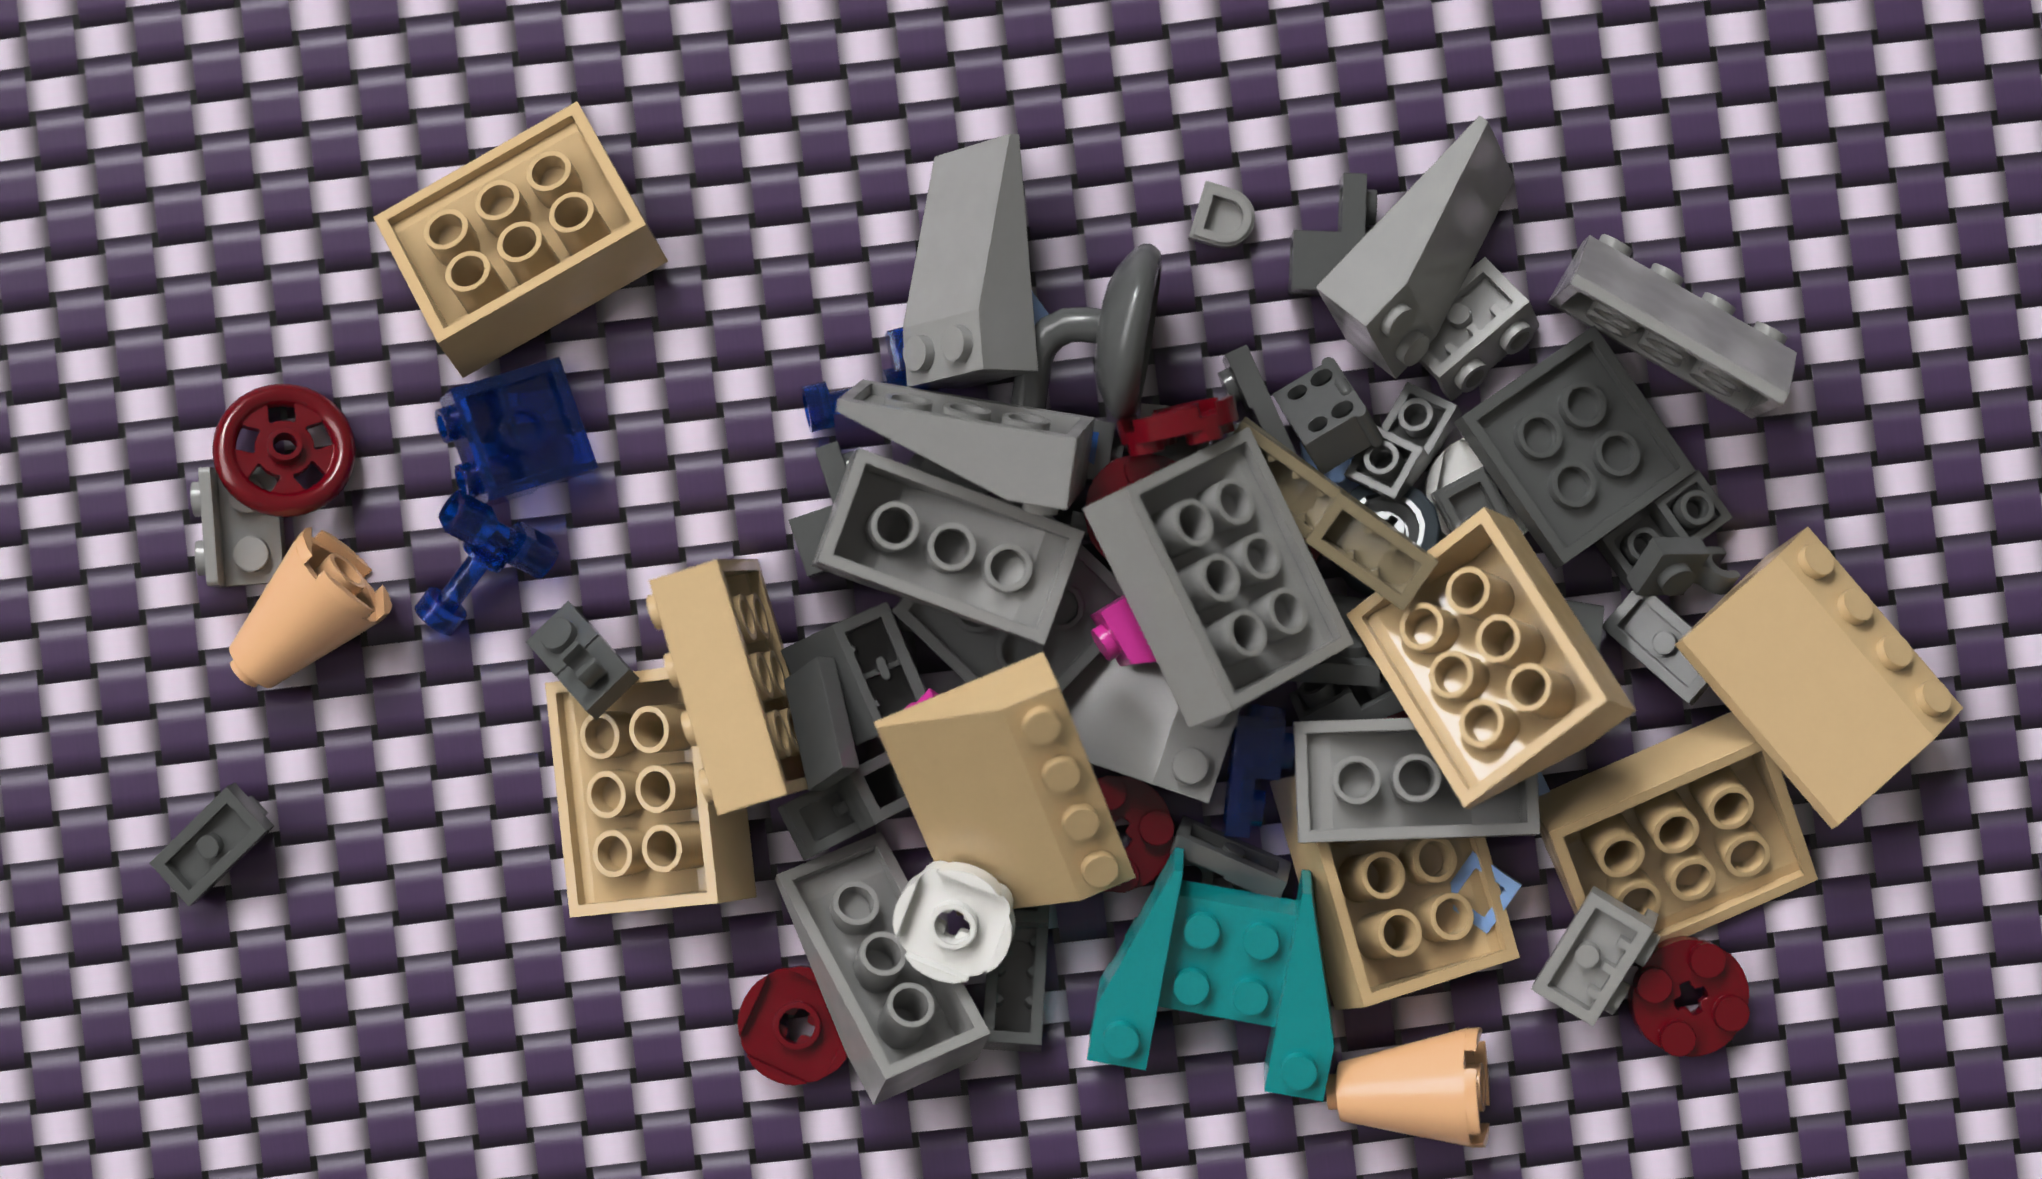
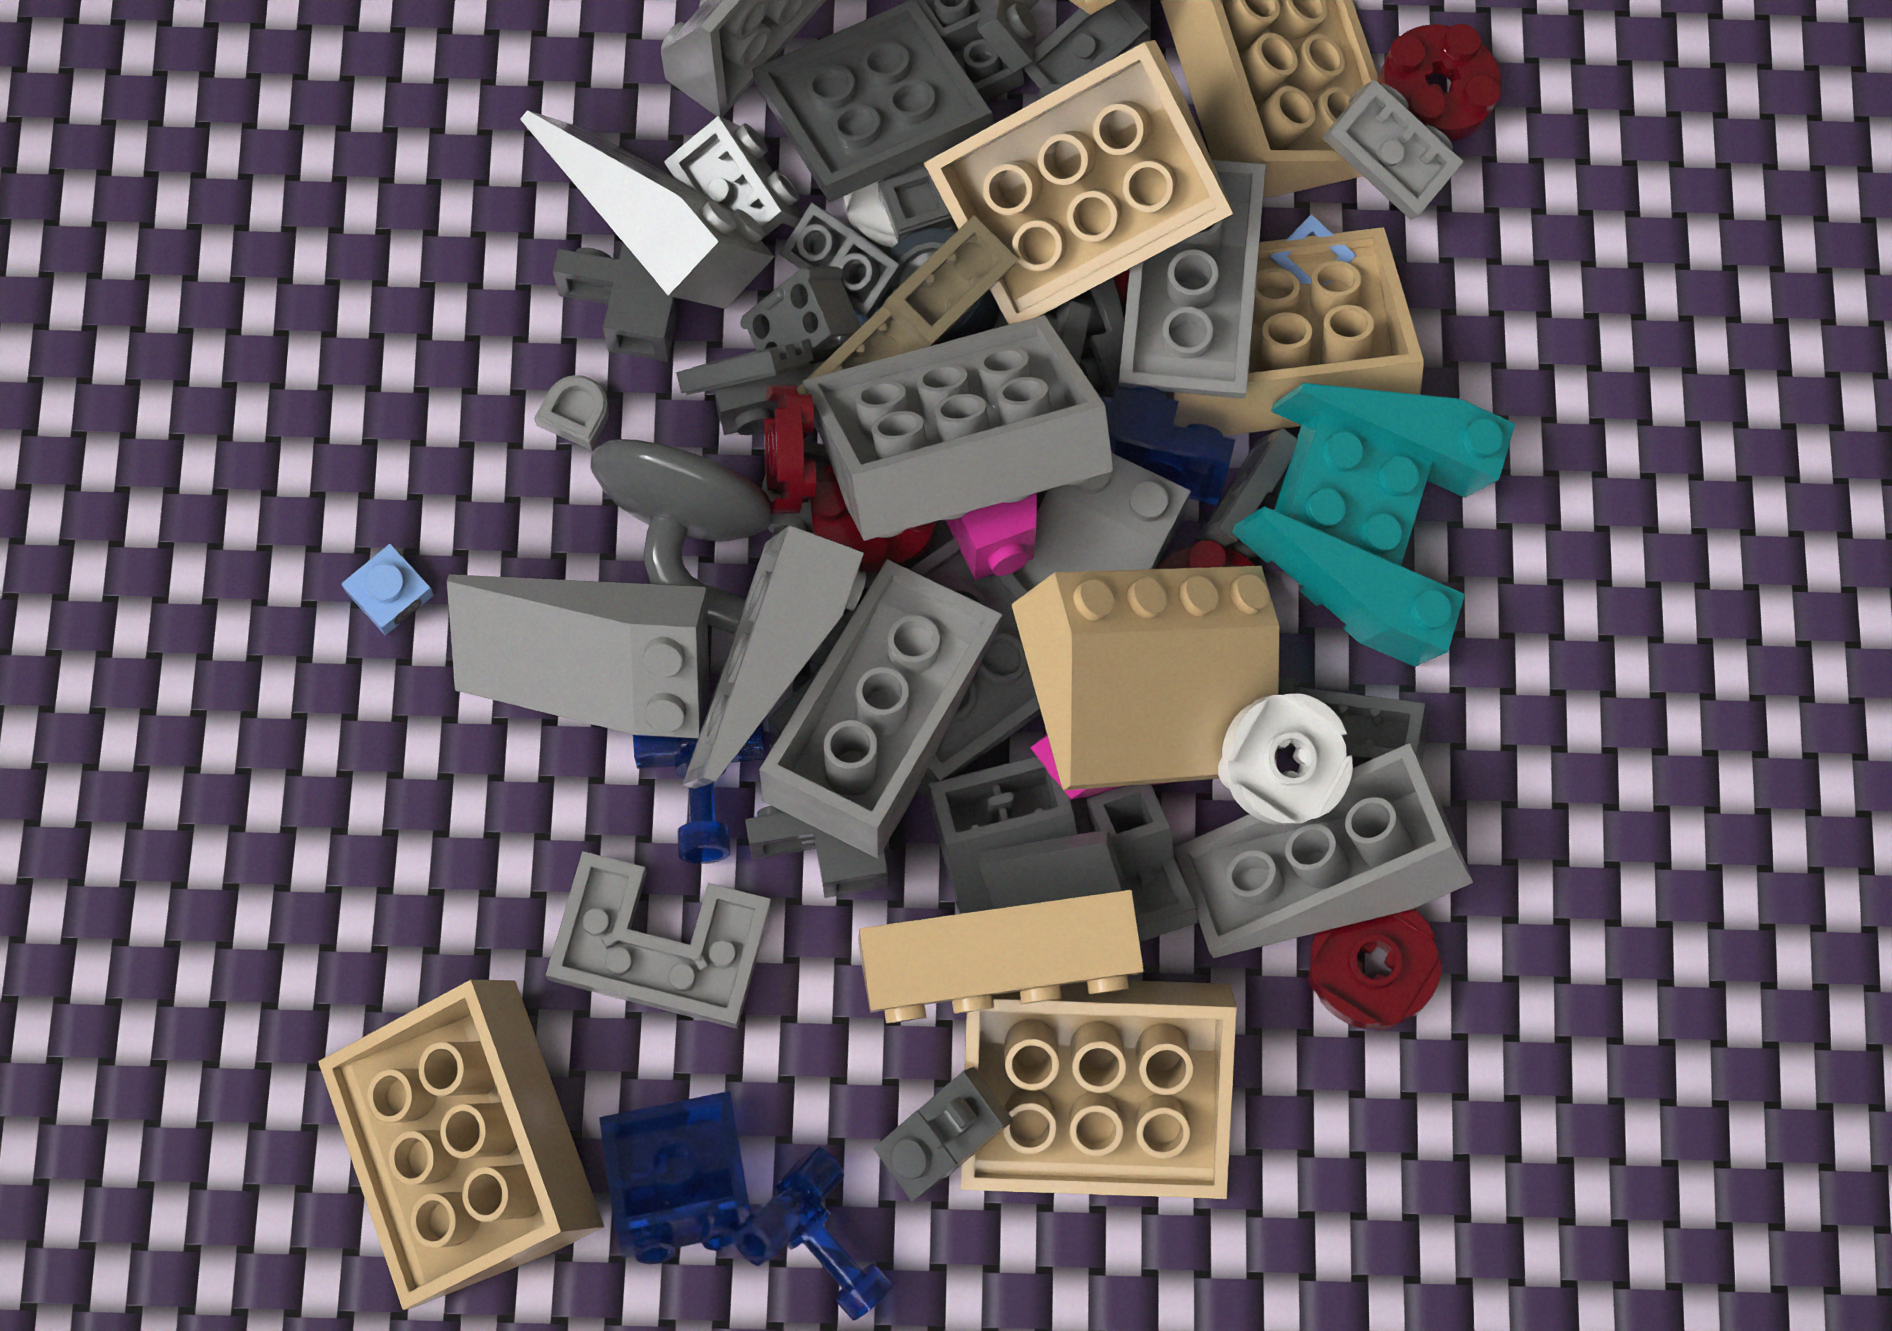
camera: 90 degrees left, 15 degrees down
(693, 420) = (696, 980): none -> light grey plate
(1020, 76) = (387, 589): none -> light blue plate
(1273, 370) = (745, 367): none -> dark grey tile
(1418, 1089) = (1511, 331): light nougat cone -> none

